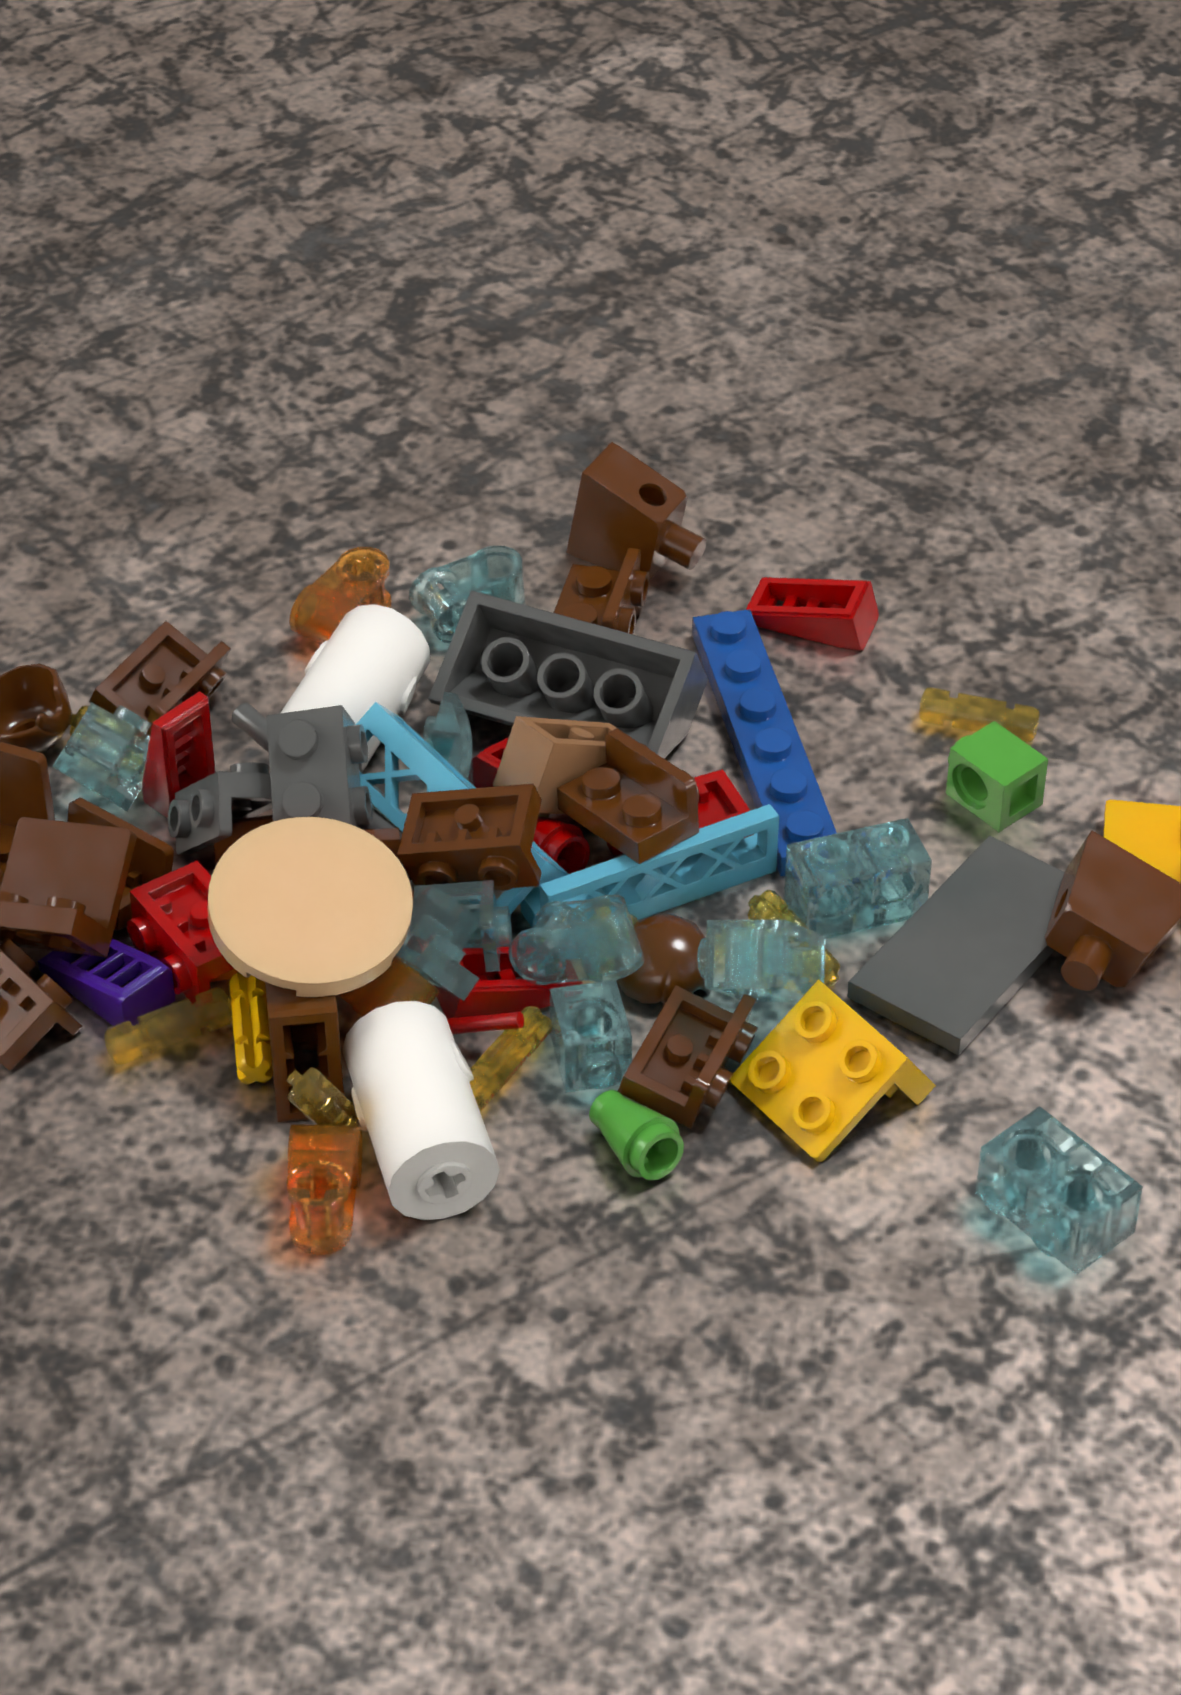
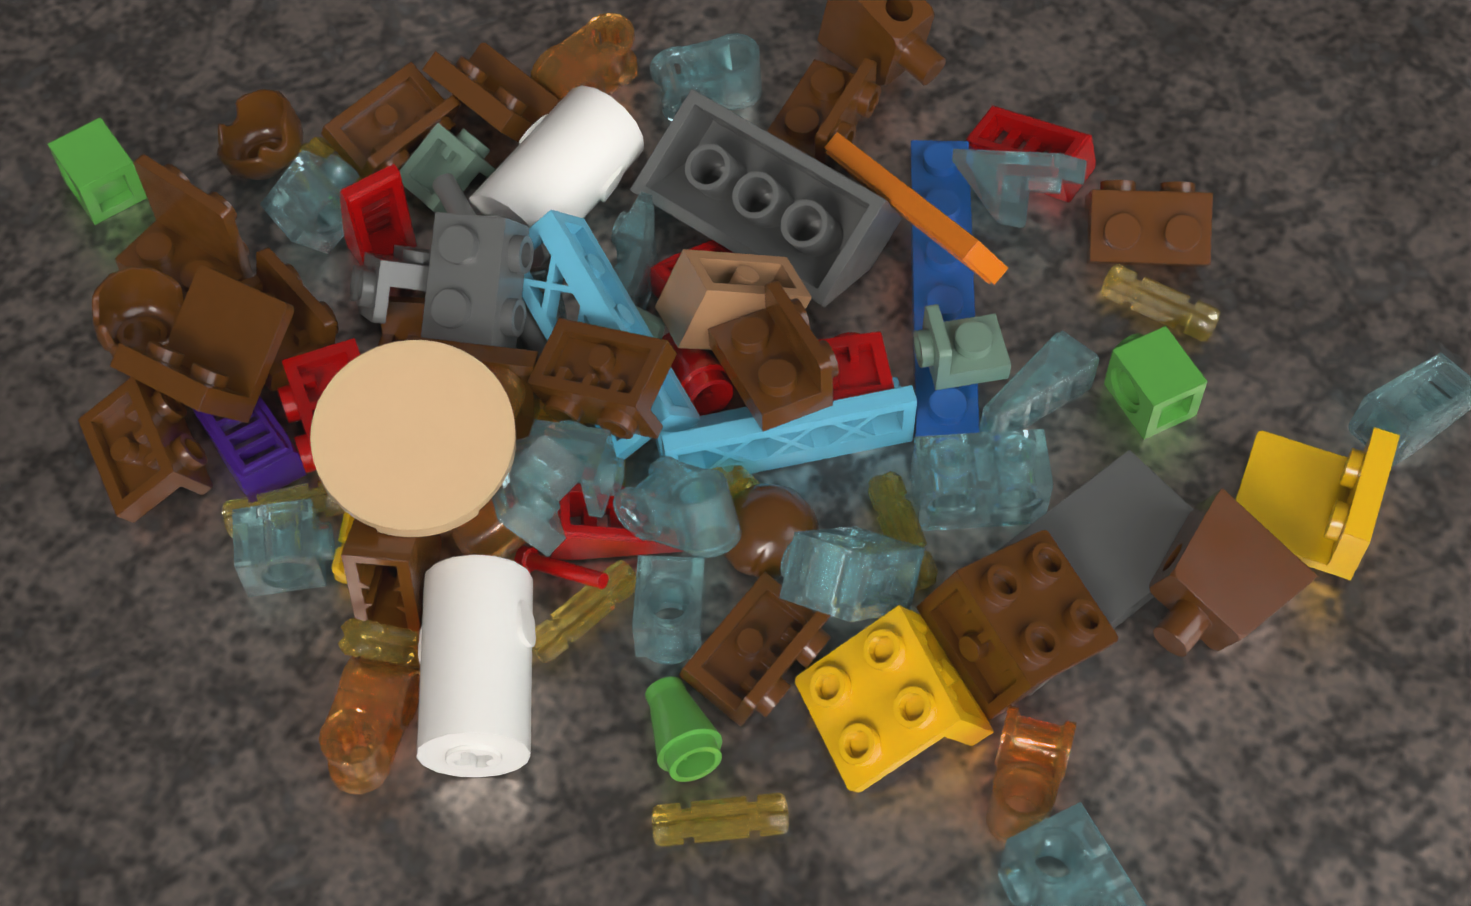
camera: 15 degrees right, 15 degrees up
(181, 1055) = (281, 547): none -> clear light blue brick
(224, 696) = (442, 154): none -> sand green bracket
(258, 636) = (494, 89): none -> reddish brown bracket
(697, 1201) = (720, 819): none -> clear yellow axle
(738, 665) = (916, 209): none -> orange tile
(802, 622) = (1007, 177): none -> clear light blue slope
(804, 774) = (961, 349): none -> sand green bracket
(896, 789) = (1045, 384): none -> clear light blue slope
(927, 983) = (1015, 621): none -> reddish brown bracket
(948, 650) = (1149, 226): none -> reddish brown bracket
(978, 1104) = (1029, 767): none -> clear orange piece

